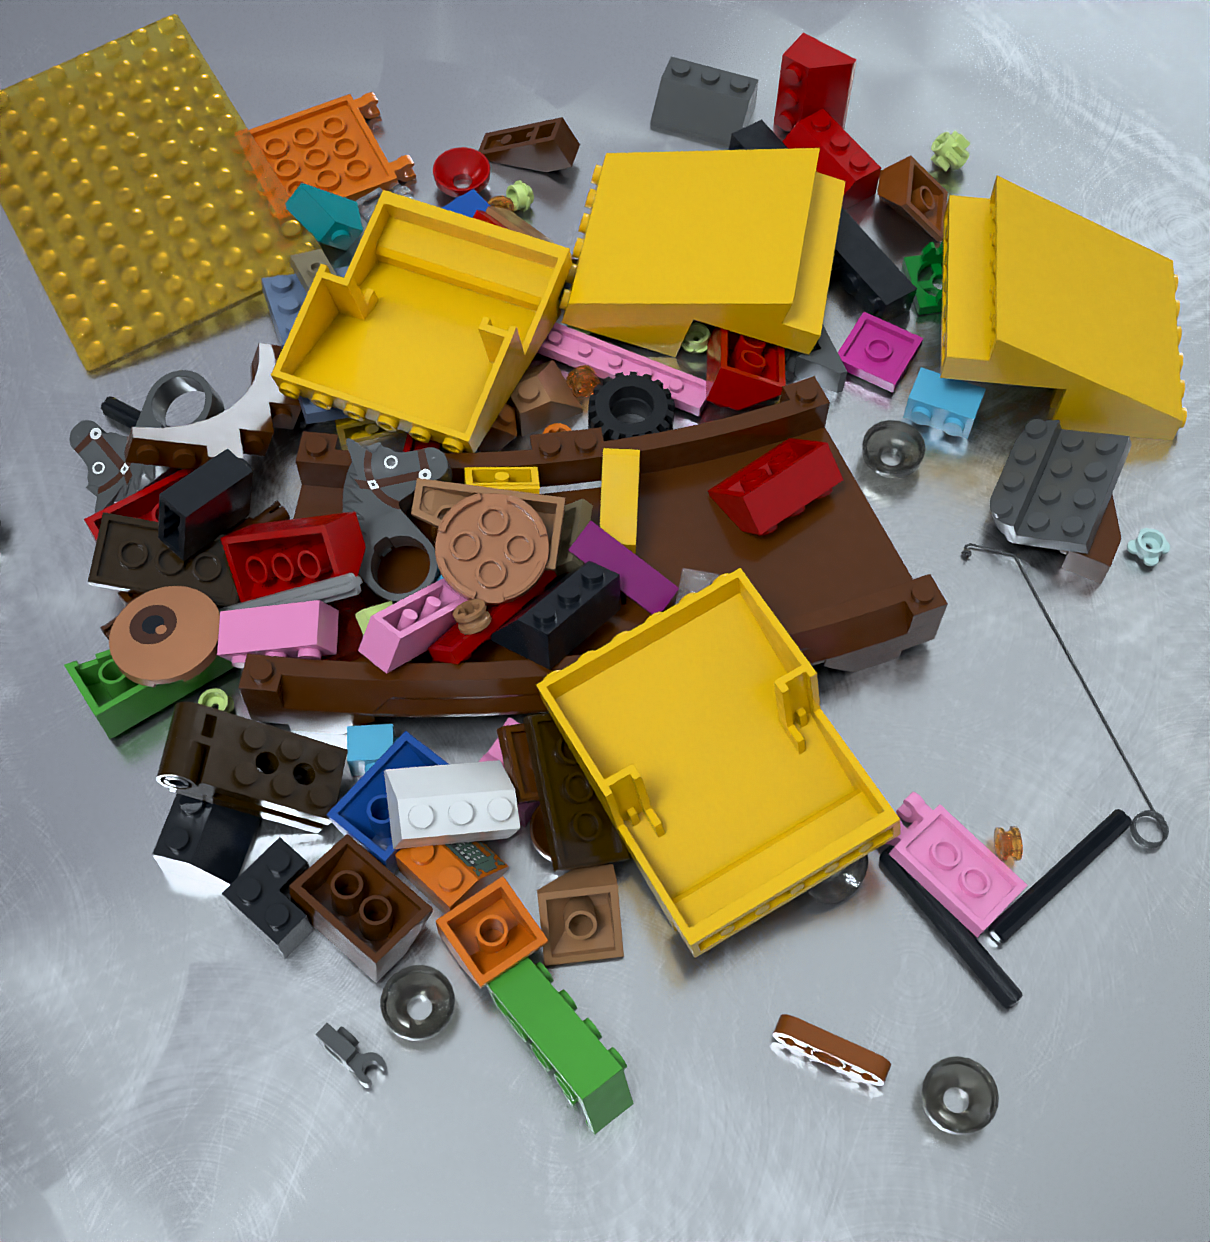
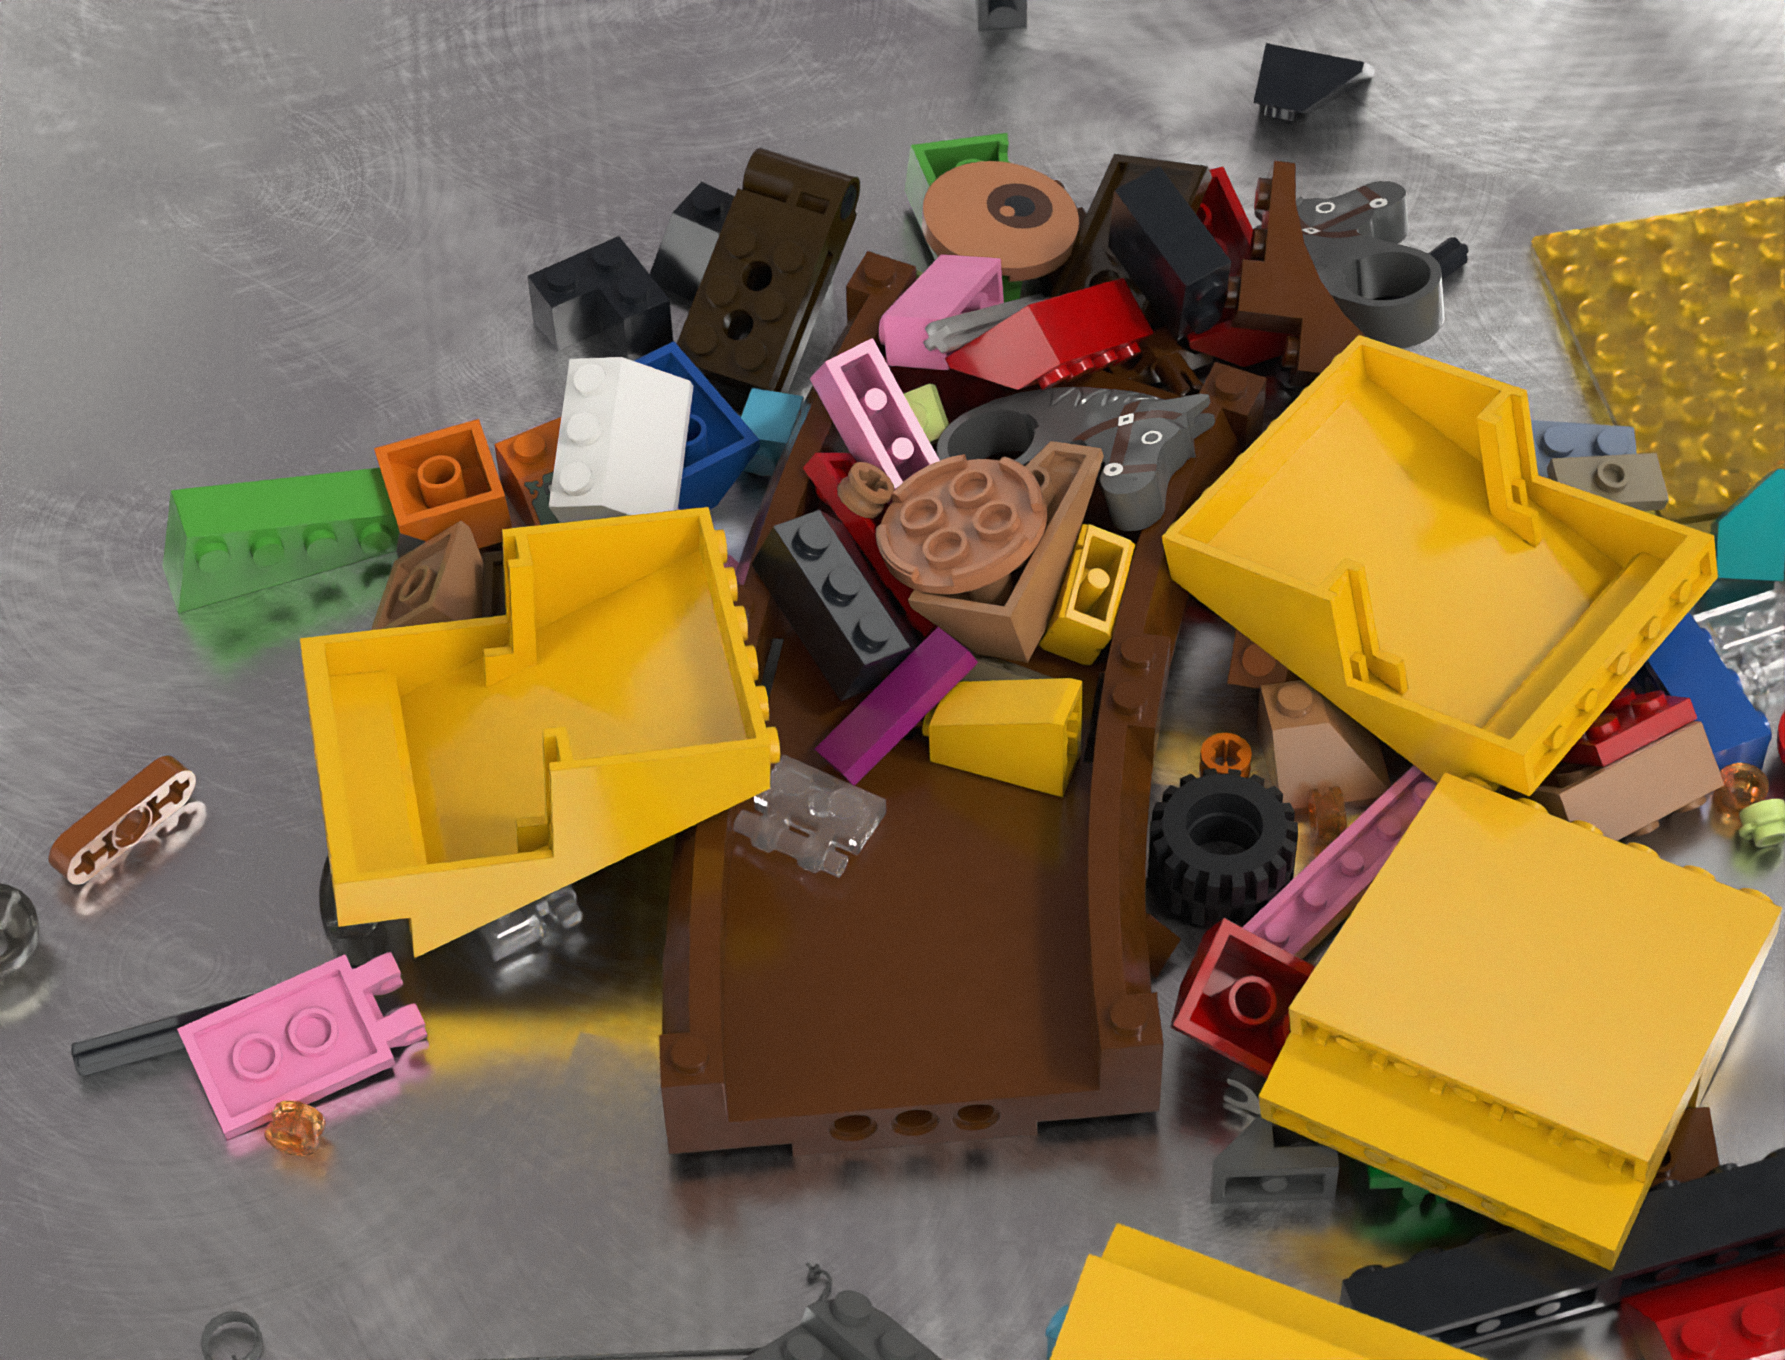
camera: 110 degrees right, 10 degrees down
(342, 1046) = (379, 338): dark grey plate -> none
(360, 907) = (525, 364): reddish brown slope -> none
(416, 983) = (395, 398): clear smoke piece -> none
(777, 485) = (989, 959): red slope -> none
(879, 351) = (1279, 1244): dark pink plate -> none
(894, 438) = (1040, 1183): clear smoke piece -> none
(1059, 876) = (222, 1192): black axle -> none

